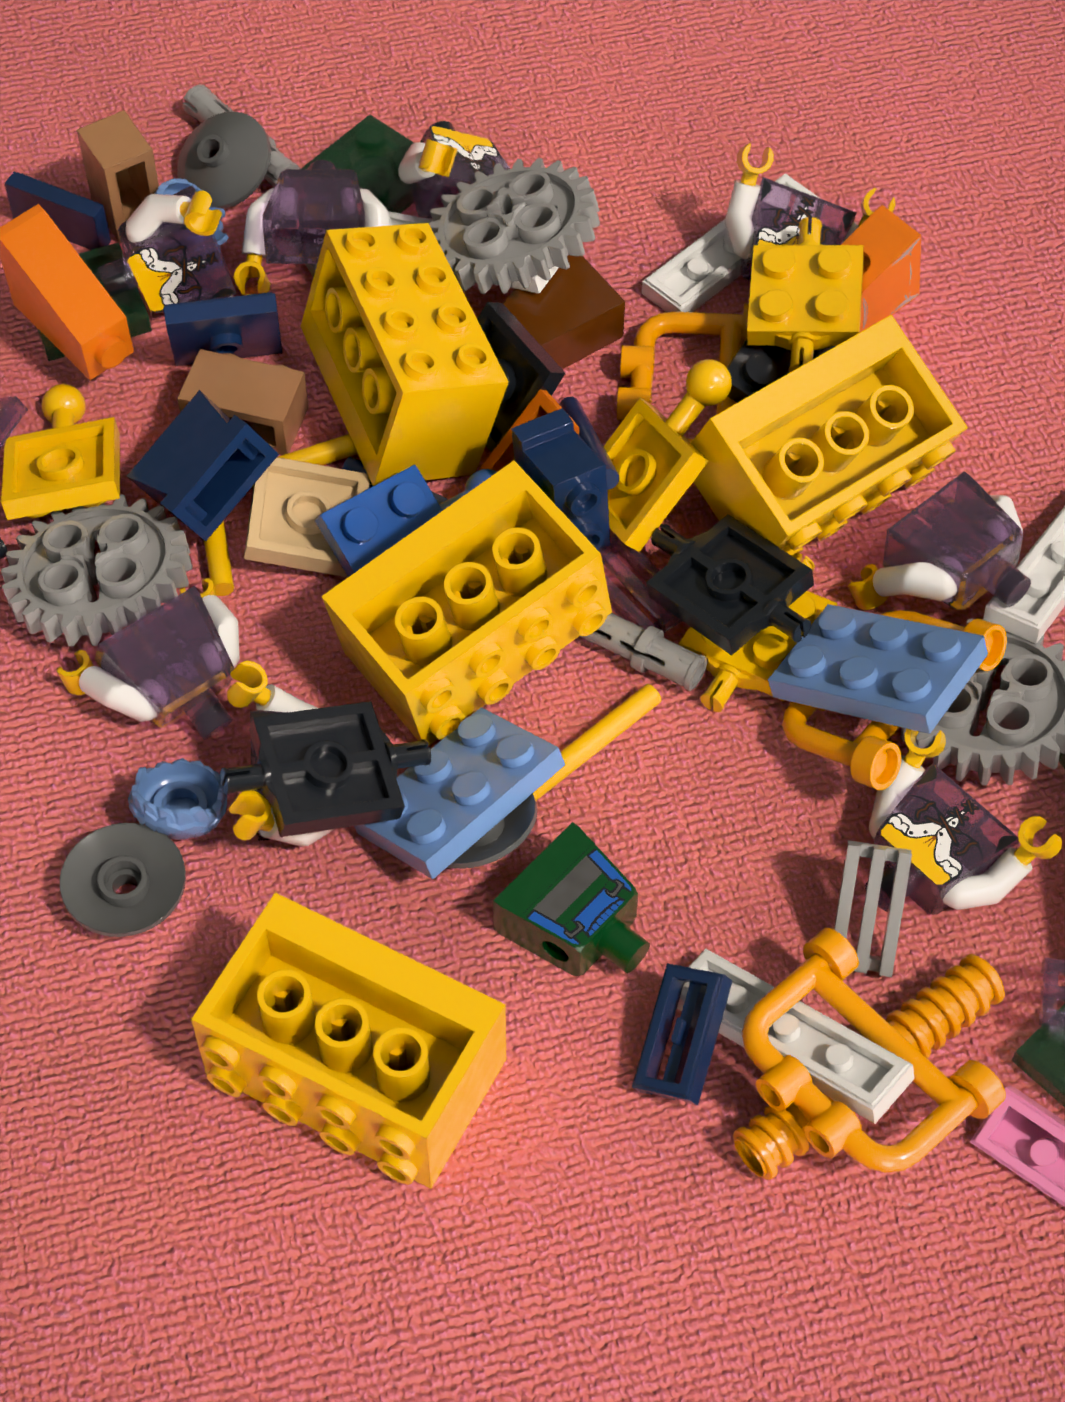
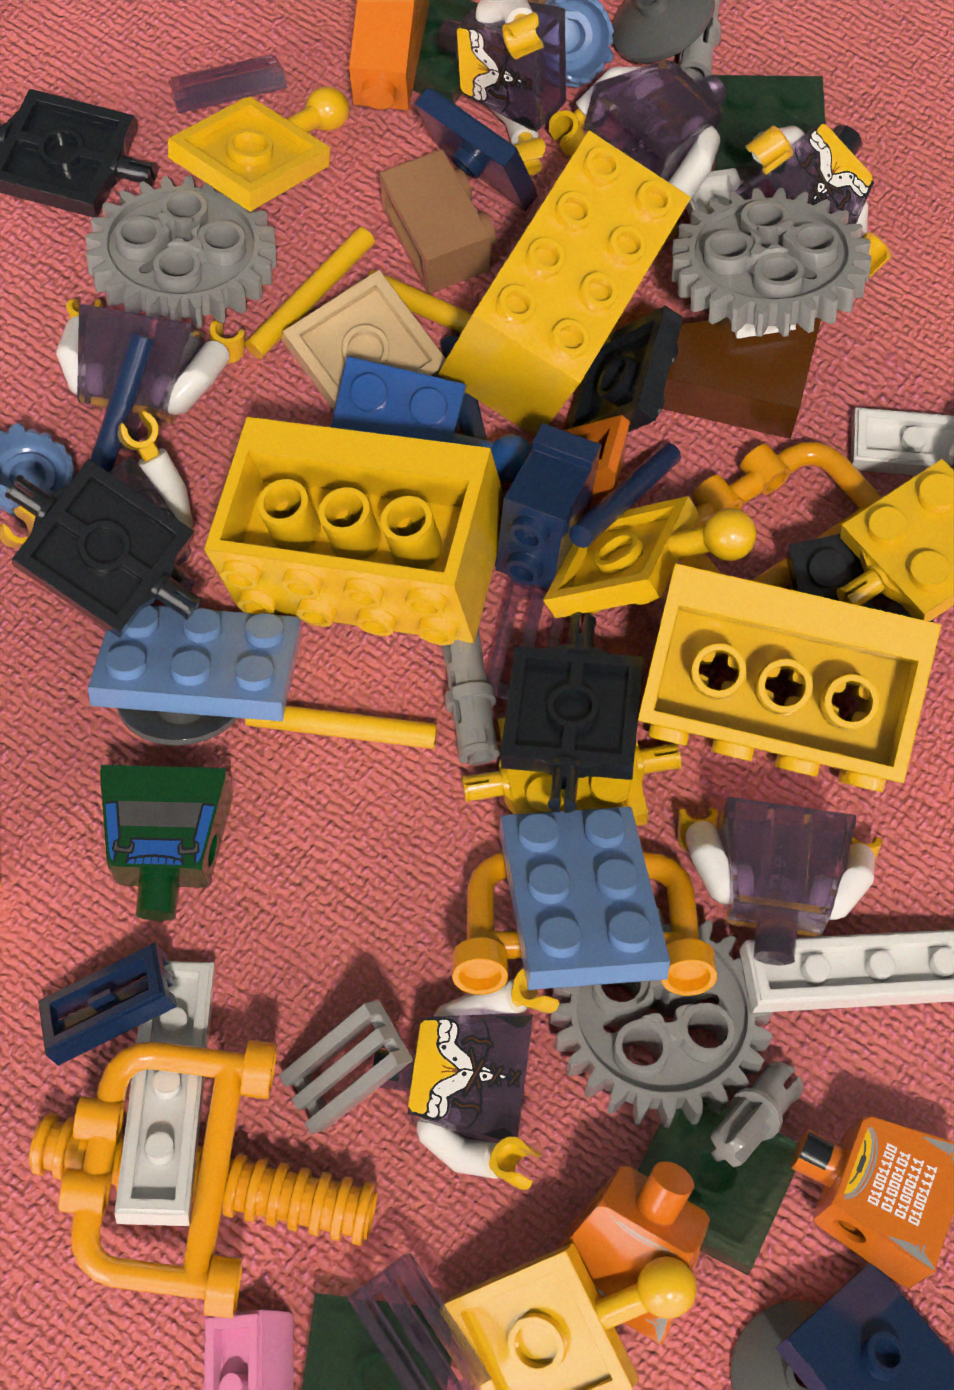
camera: 50 degrees right, 10 degrees up
(203, 465) = (329, 240): dark blue hips -> none
(208, 691) = (122, 399): none -> dark blue bar

